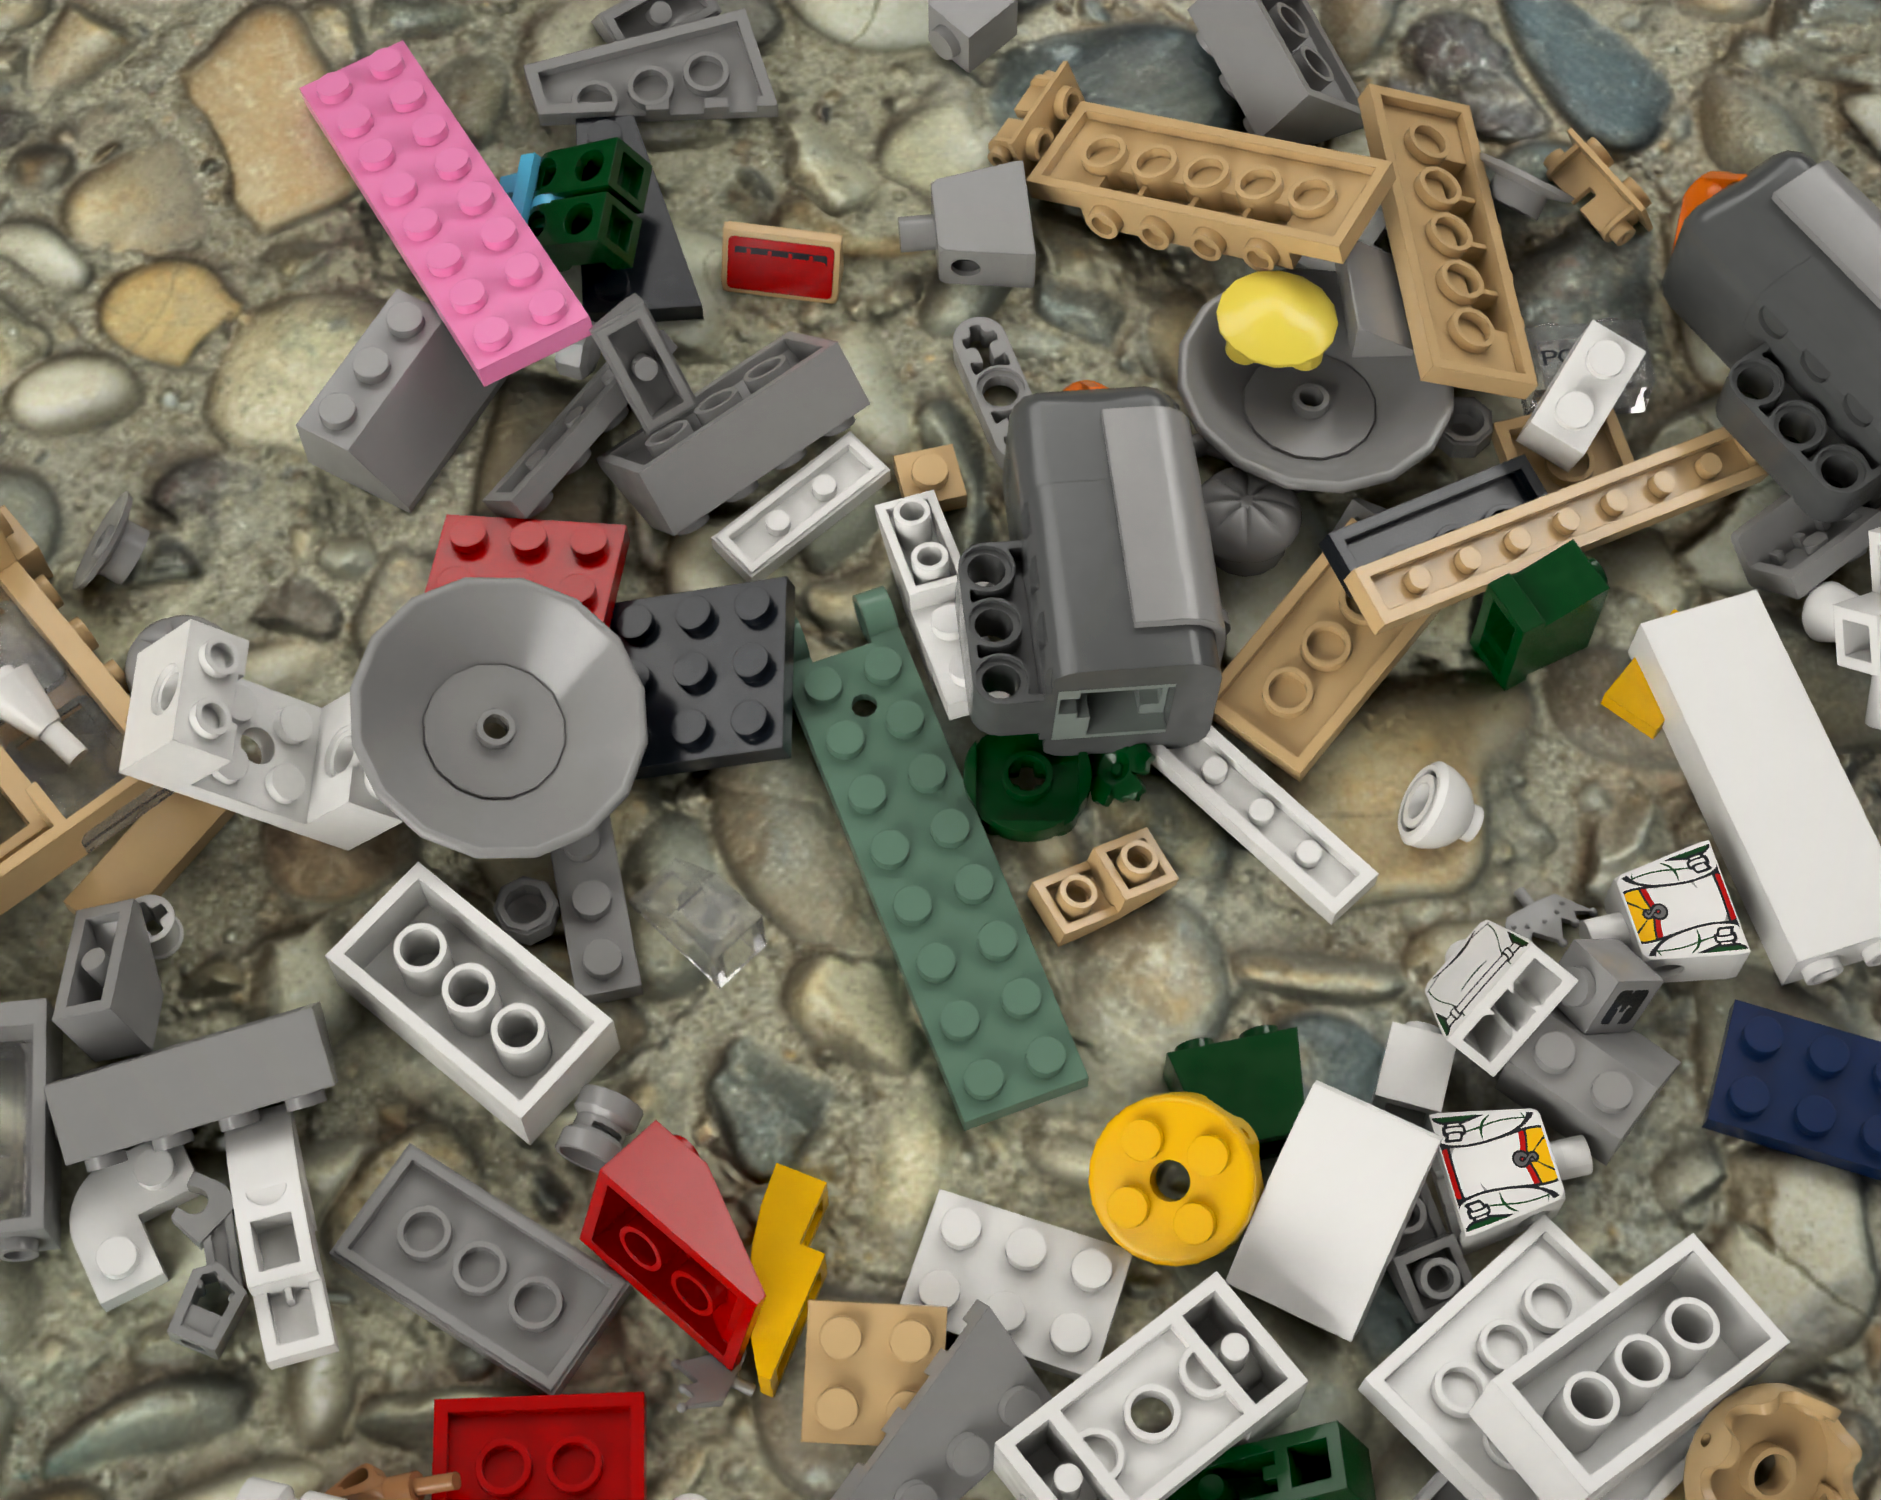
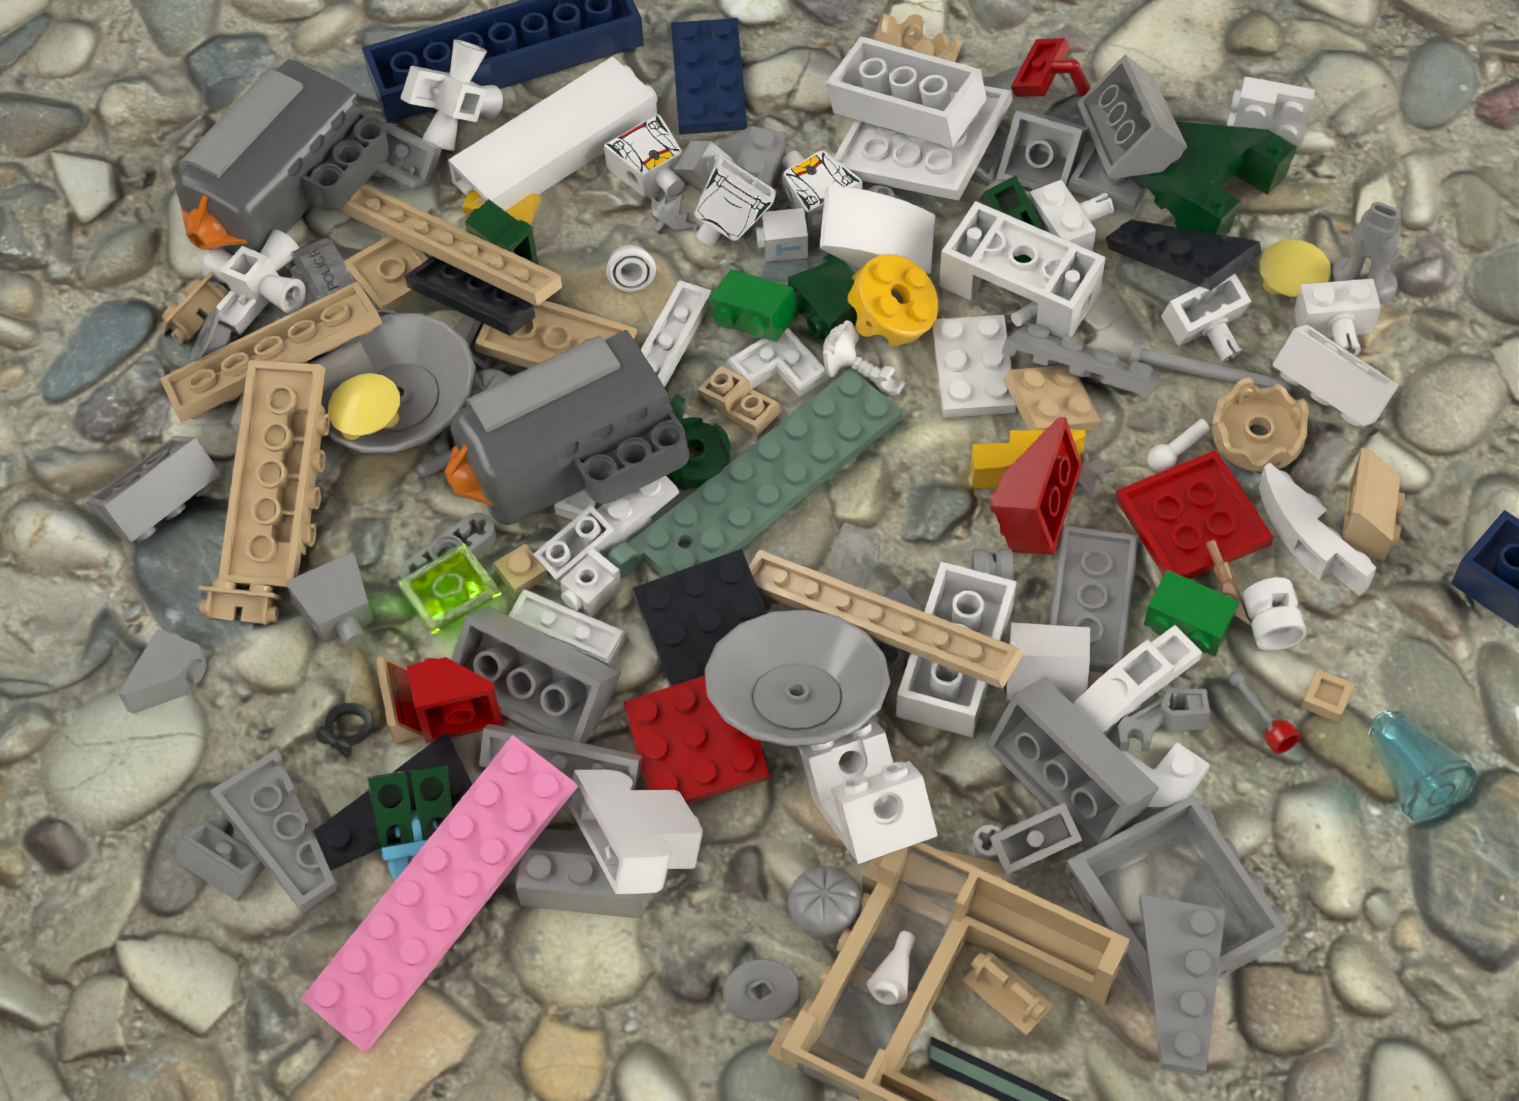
camera: 110 degrees left, 5 degrees down
(93, 1437) = (1279, 733): none -> hinge
(361, 1401) = (1194, 608): none -> green brick
(393, 446) = (634, 831): none -> white brick
(394, 1136) = (1052, 653): none -> white slope
(548, 888) = (886, 619): none -> tan plate
(643, 364) = (516, 719): light grey slope -> none
(731, 300) = (451, 699): none -> red slope
(777, 170) = (344, 745): none -> pearl dark grey piece
(850, 552) = (592, 595): none -> white brick
(902, 352) = (447, 589): none -> clear neon green slope
(1119, 1064) = (840, 353): none -> white piece
(1169, 989) = (786, 357): none -> white tile
(1268, 959) = (753, 305): none -> green brick
(1581, 396) = (362, 253): white brick -> none
(1607, 266) = (254, 281): none -> white brick

